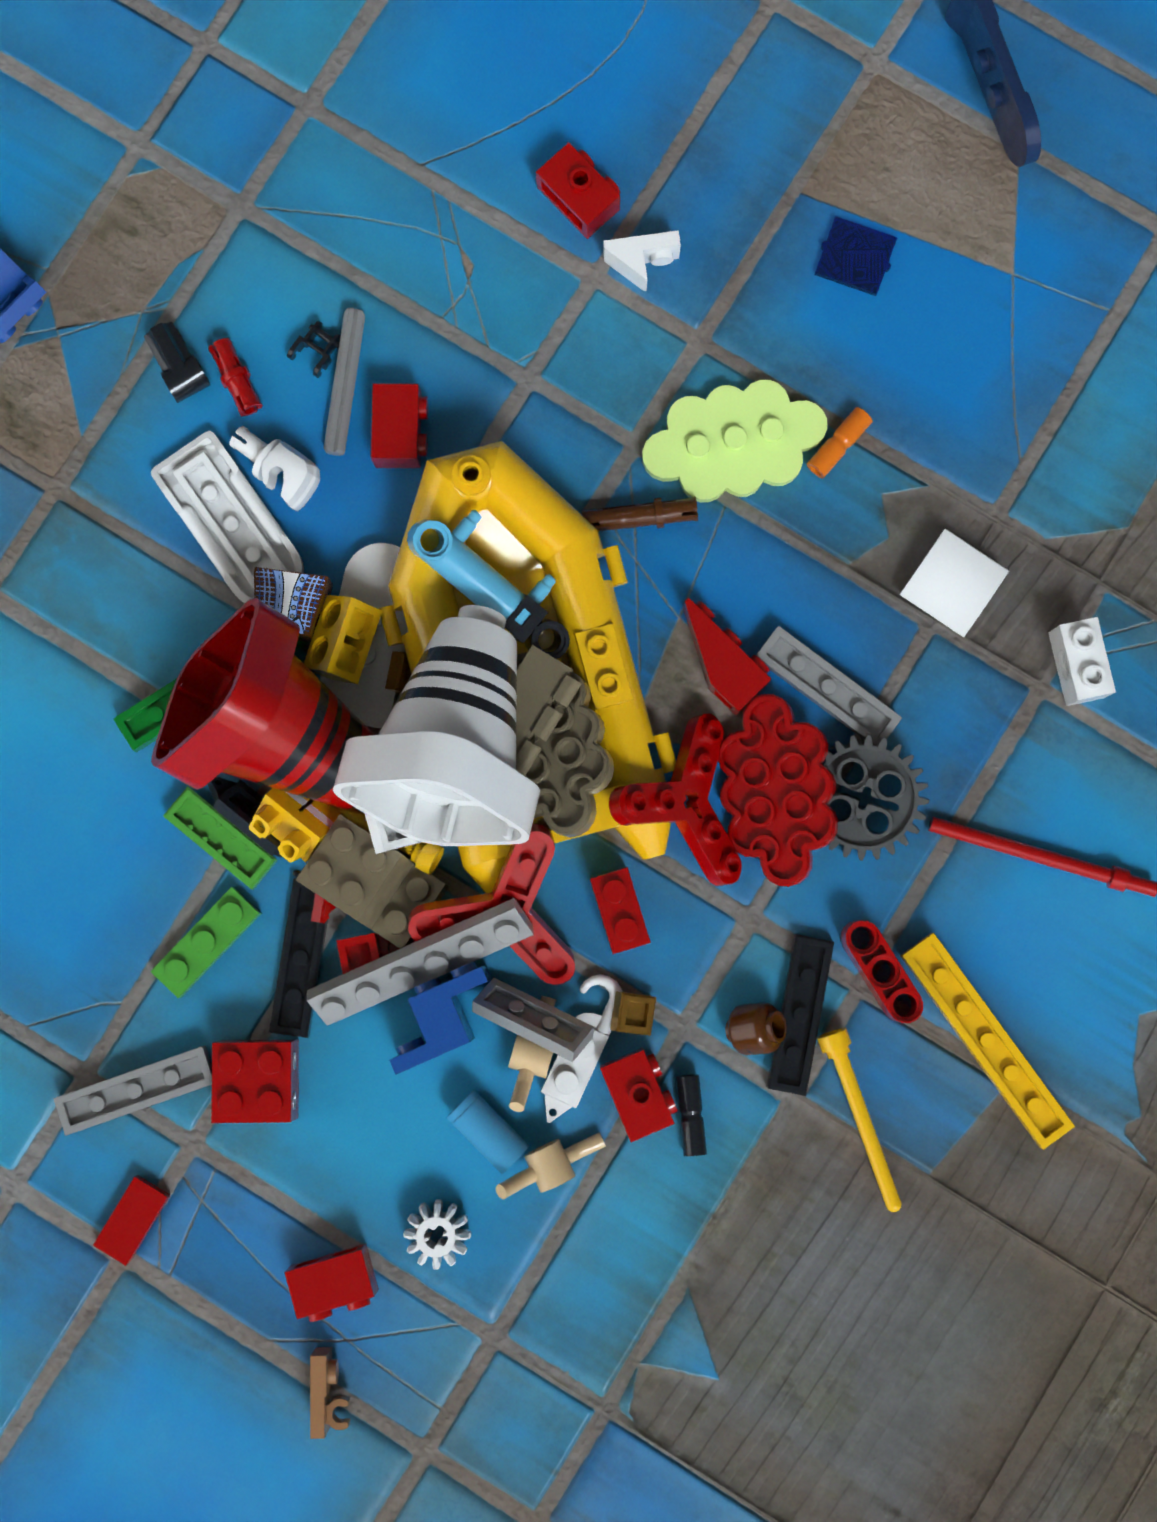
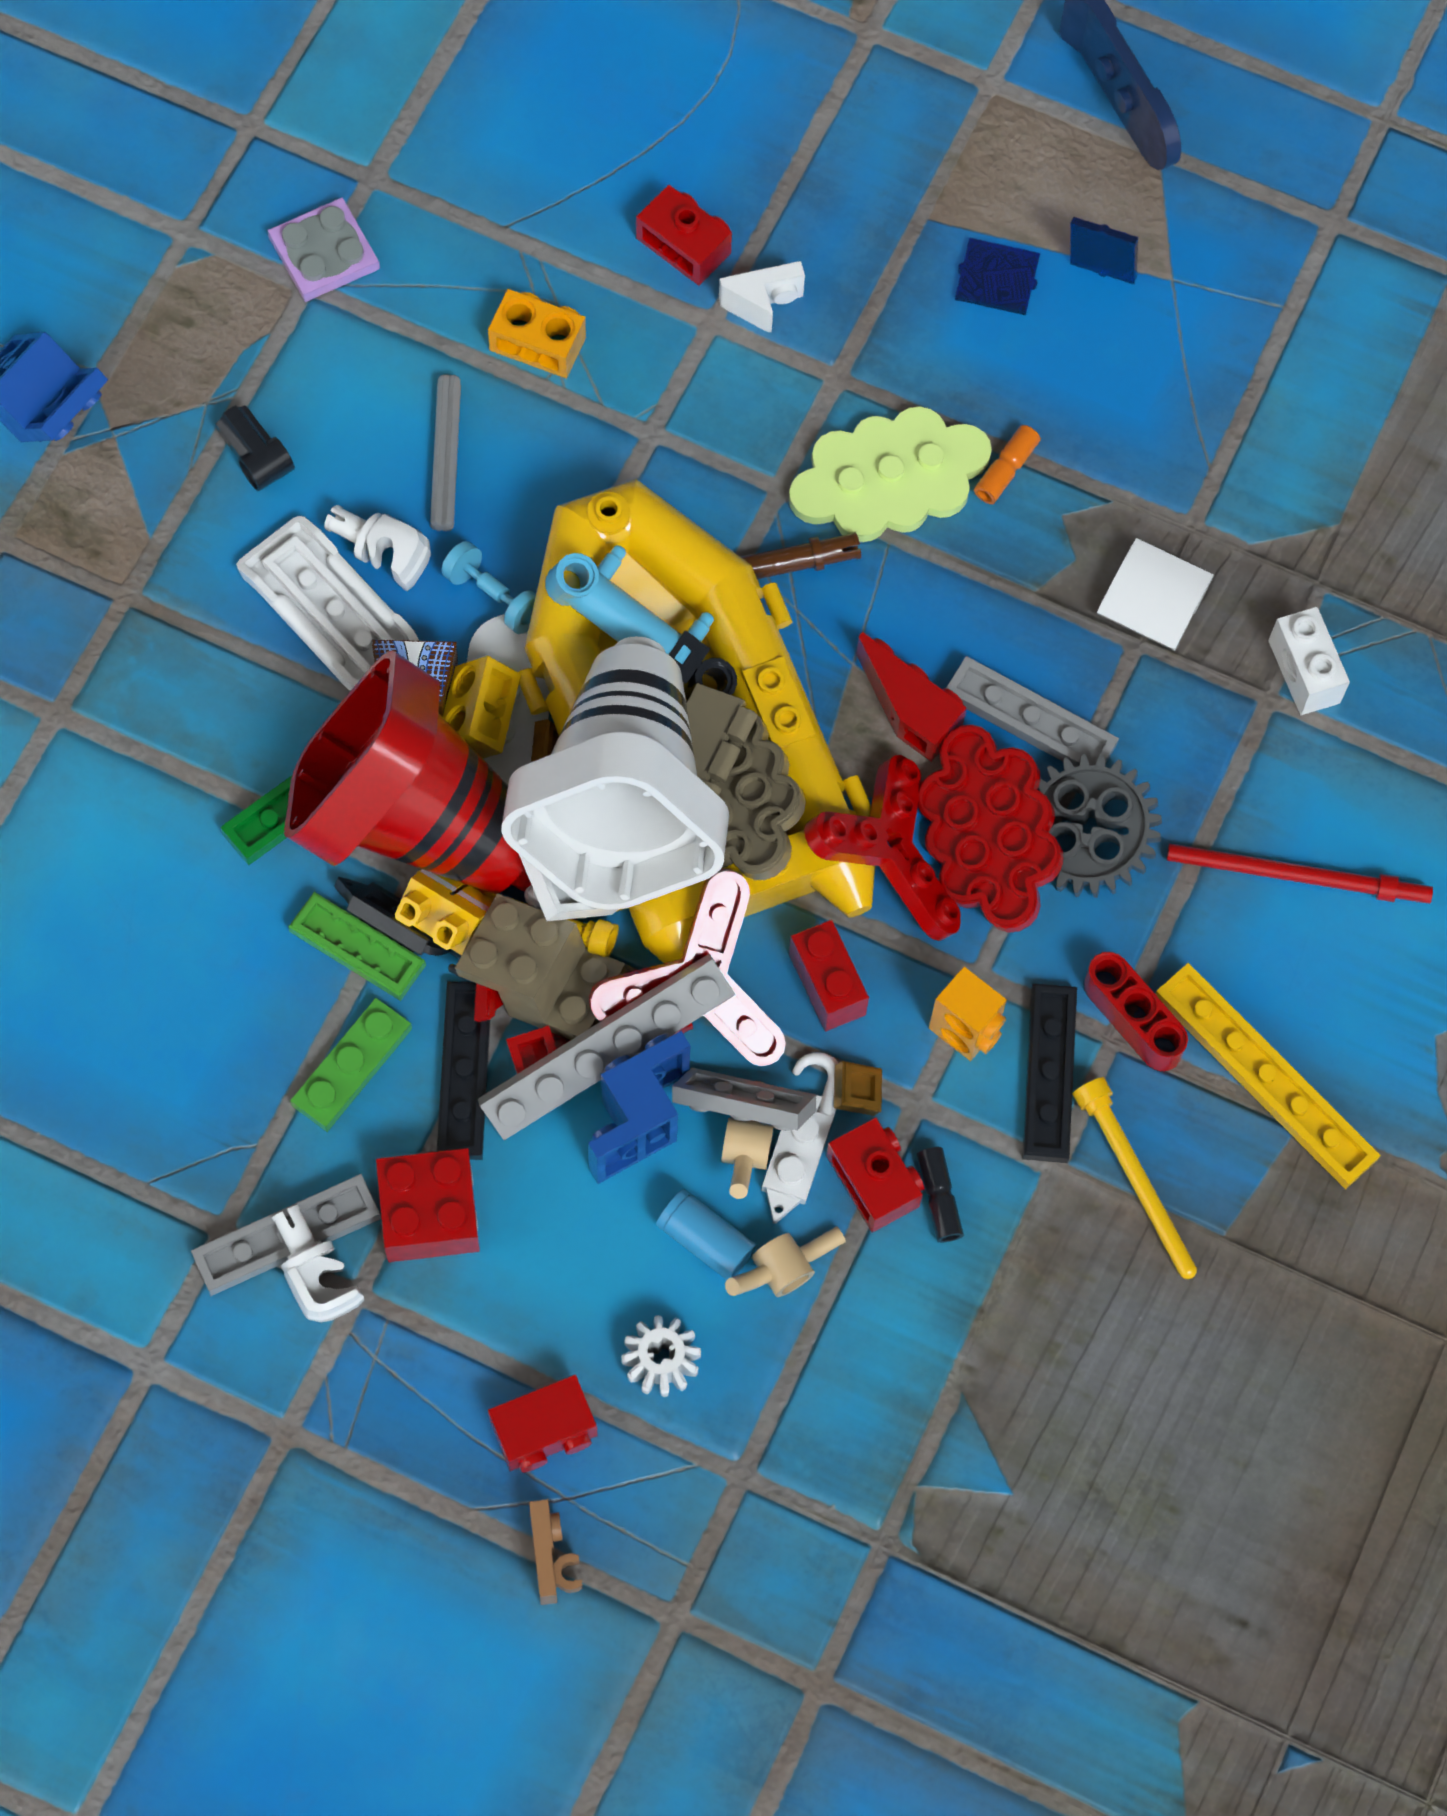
camera: 15 degrees left, 15 degrees down
(131, 1220) = (295, 1385): red tile -> none
(151, 1149) = (306, 1266): none -> white piece
(235, 377) = (321, 458): red pin -> none
(257, 173) = (323, 249): none -> light grey piece
(300, 343) = (394, 416): black piece -> none
(346, 493) = (463, 564): none -> medium azure wheel
(397, 426) = (511, 490): red brick -> none
(430, 282) = (532, 341): none -> light orange brick
(736, 966) = (968, 1015): none -> light orange brick
(756, 1028) = (1001, 1085): reddish brown head -> none
(955, 245) = (1103, 250): none -> clear blue piece

